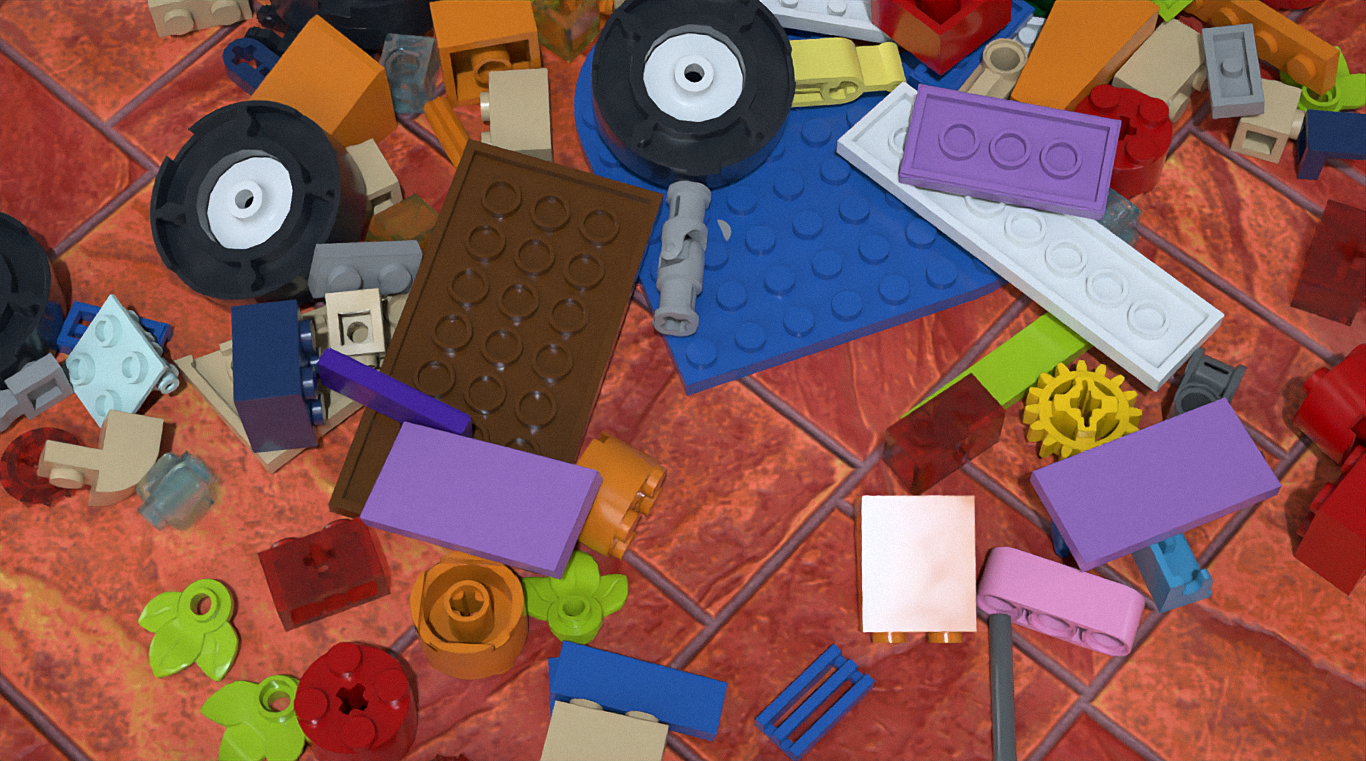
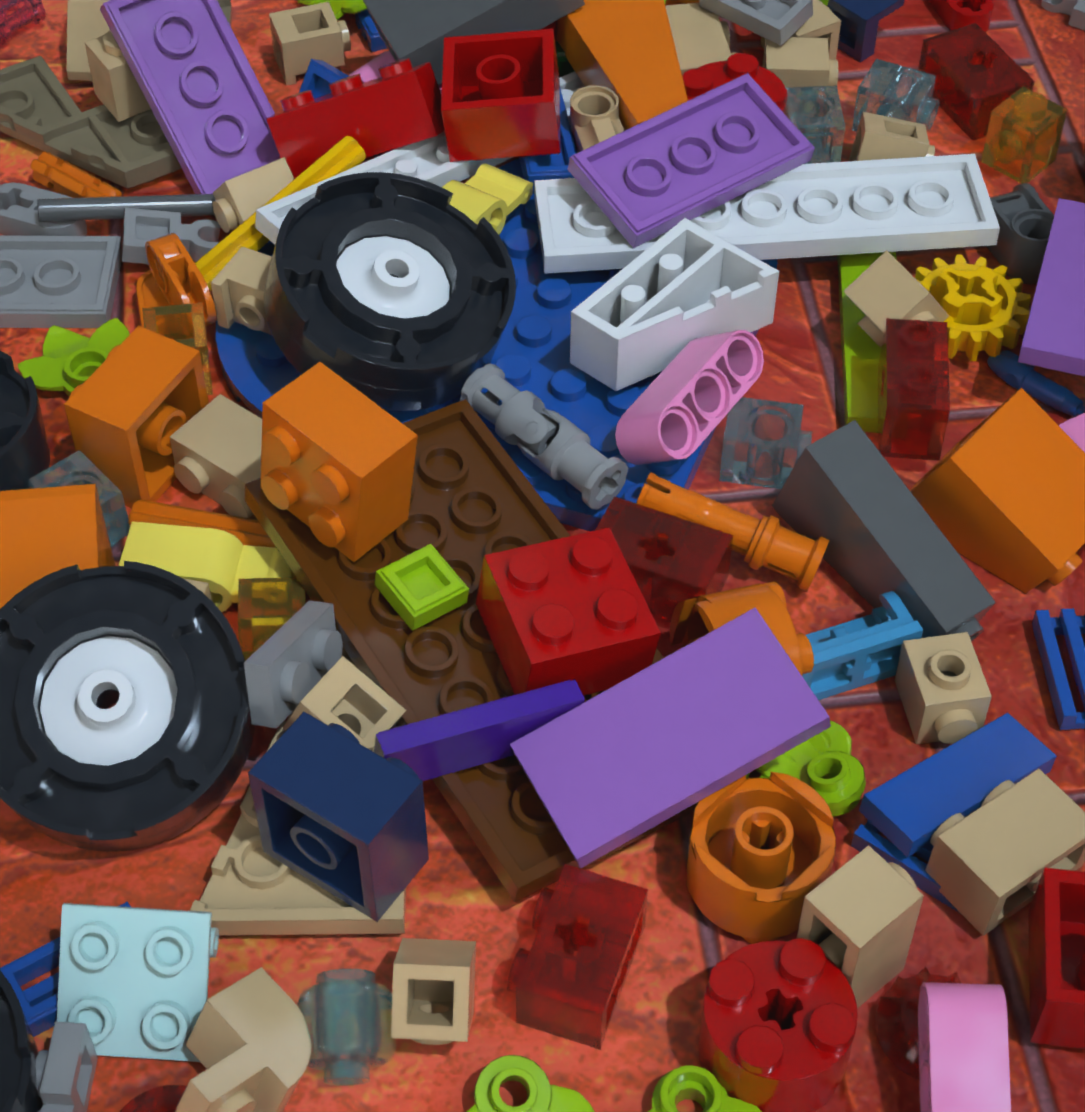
camera: 50 degrees left, 10 degrees down
(228, 514) = (433, 990): none -> tan brick
(415, 158) = (203, 556): none -> light yellow piece
(450, 704) = (864, 920): none -> tan brick
(484, 287) = (421, 587): none -> lime tile
(497, 168) = (336, 461): none -> orange brick
(526, 379) = (566, 613): none -> red brick
(655, 372) = (668, 554): none -> clear red brick
(689, 554) = (861, 648): none -> dark azure hinge
(706, 631) = (942, 688): none -> tan brick
(727, 441) = (760, 541): none -> orange pin
(790, 514) = (880, 533): none -> dark grey slope
(813, 325) = (689, 398): none -> bright pink beam
(816, 365) = (762, 442): none -> clear light blue brick
(857, 241) = (664, 299): none -> white wedge
(1016, 368) = (891, 293): none -> tan brick
(1163, 214) = (818, 115): none -> clear light blue brick
(1197, 259) = (889, 139): none -> tan brick
(1215, 150) = (801, 62): none -> tan brick
(1254, 229) = (897, 94): none -> clear light blue brick
(1307, 332) = (1023, 135): none -> clear yellow brick

